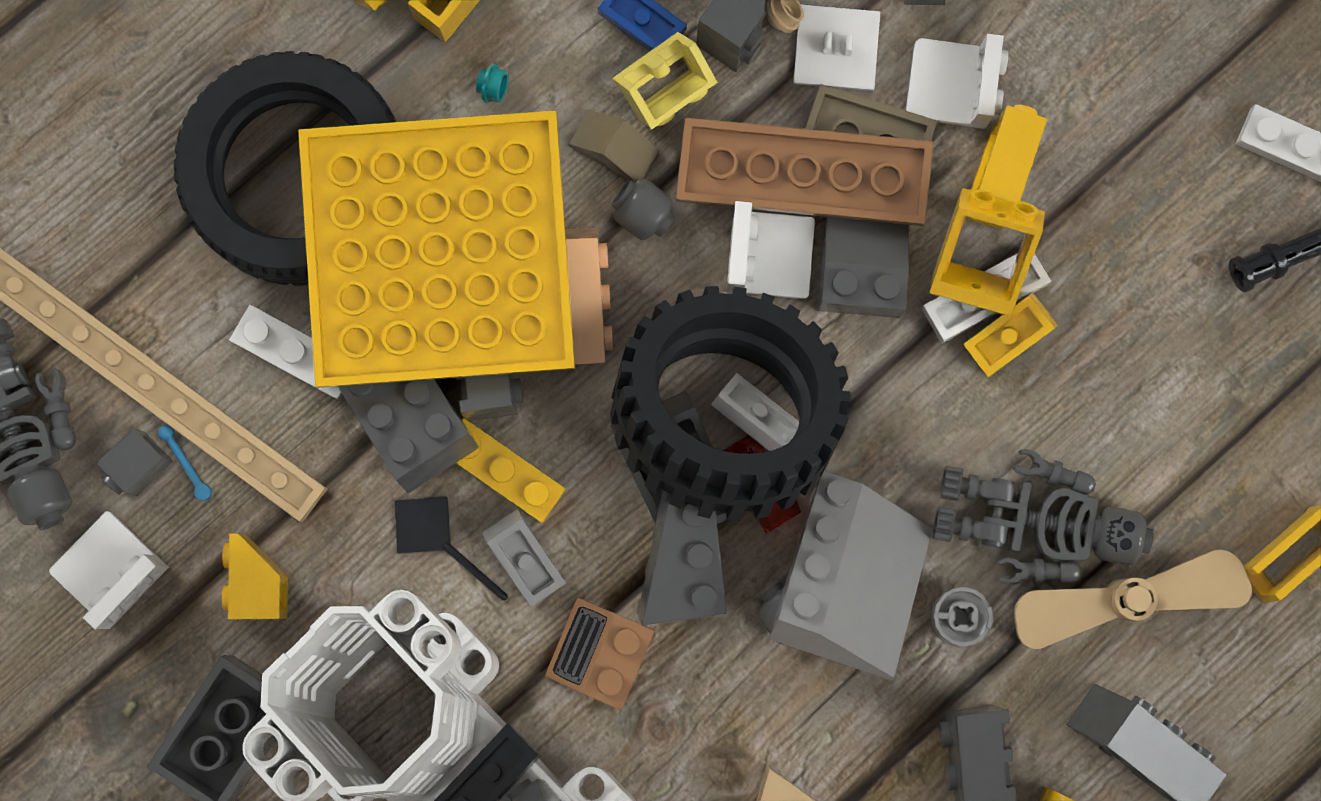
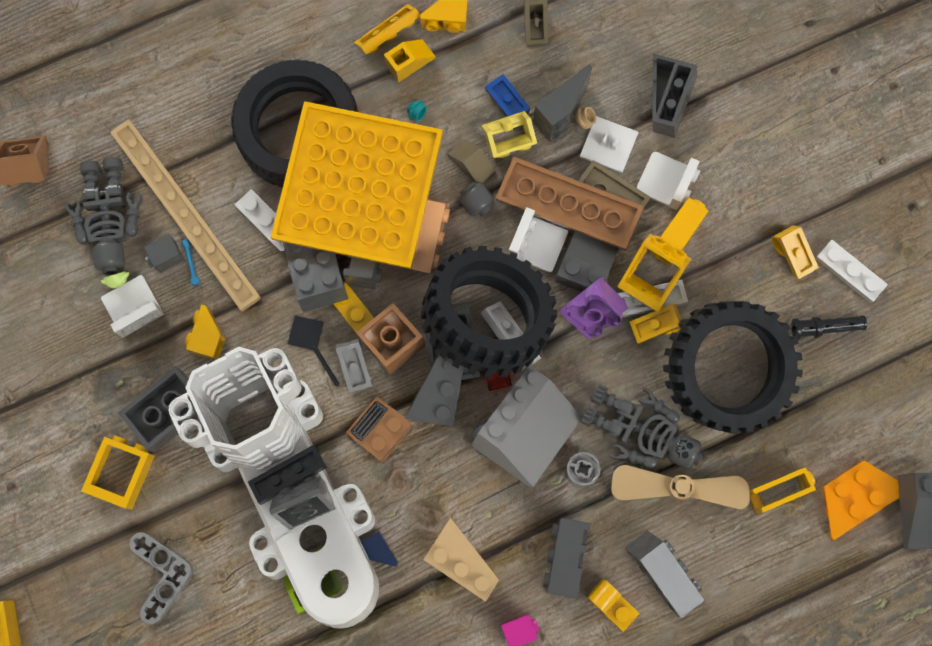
camera: 25 degrees right, 5 degrees down
(66, 533) = (115, 280): none -> yellowish green animal
(574, 494) = (391, 338): none -> medium nougat slope
(904, 341) = (595, 309): none -> medium lavender slope
(1200, 135) = (794, 246): none -> yellow plate
(1242, 376) = (781, 366): none -> black tyre

